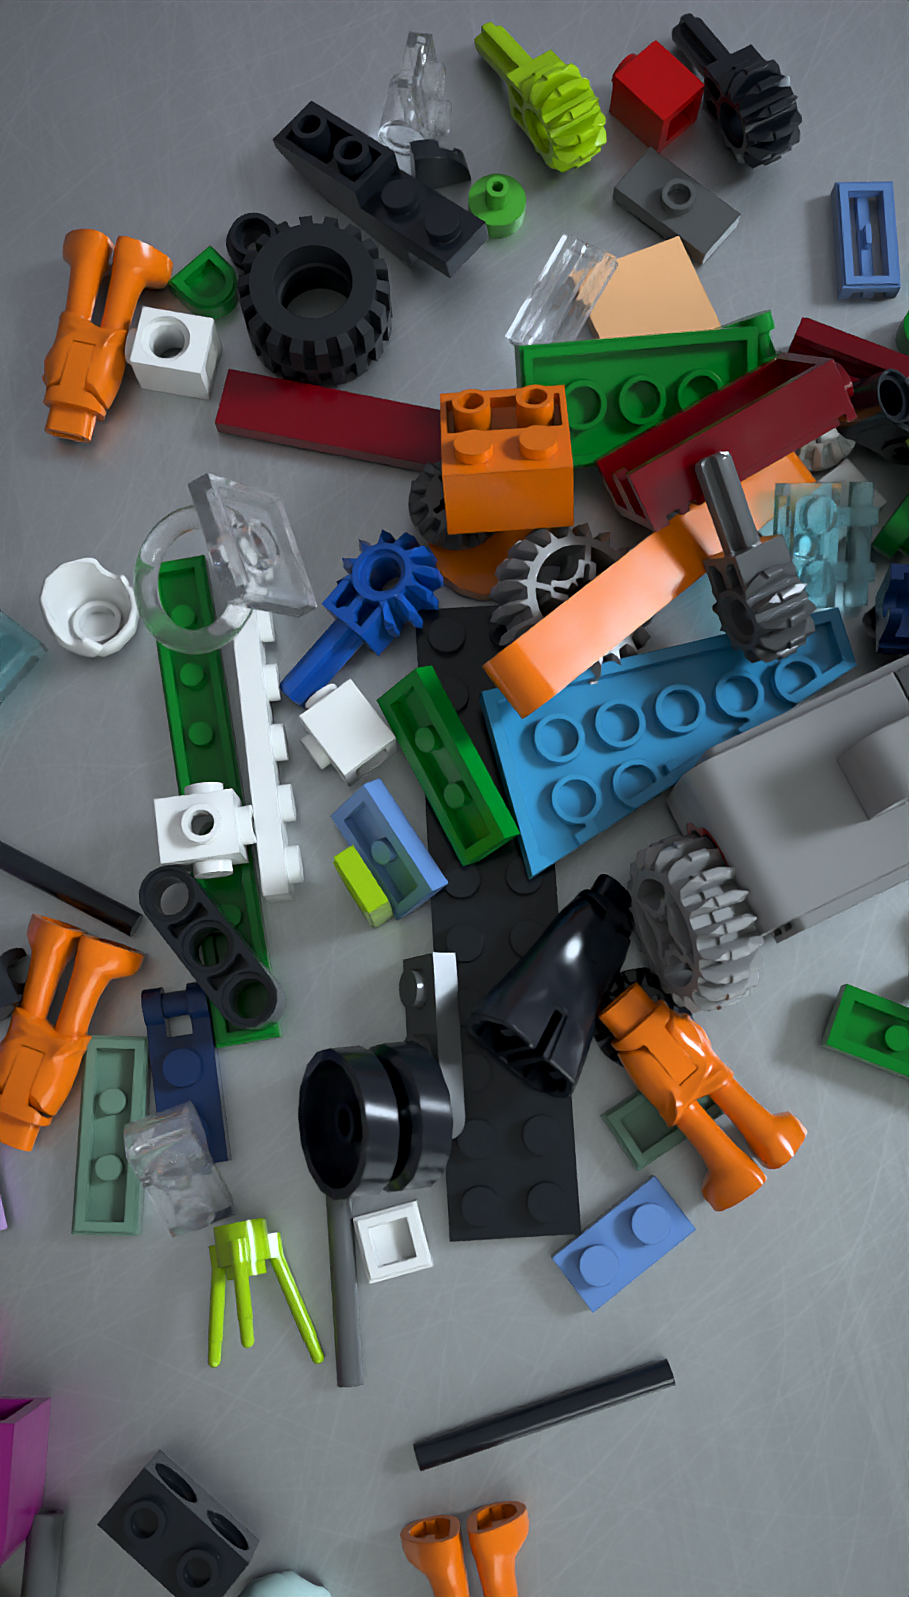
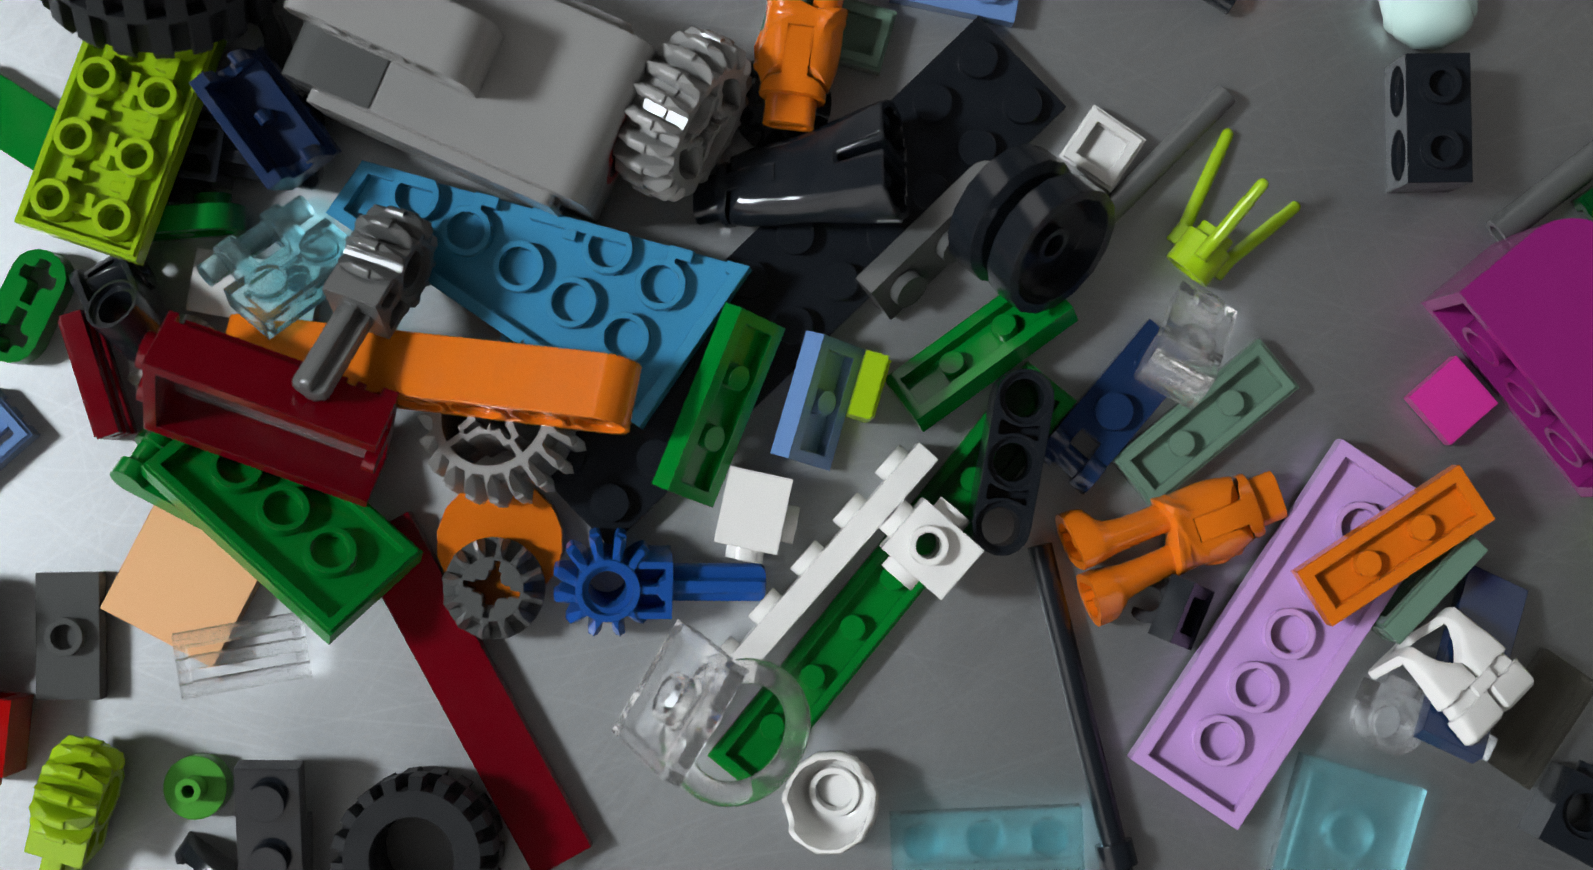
camera: 130 degrees left, 10 degrees up
(317, 991) = (973, 357): none -> green plate
(506, 459) = (432, 566): orange slope -> none

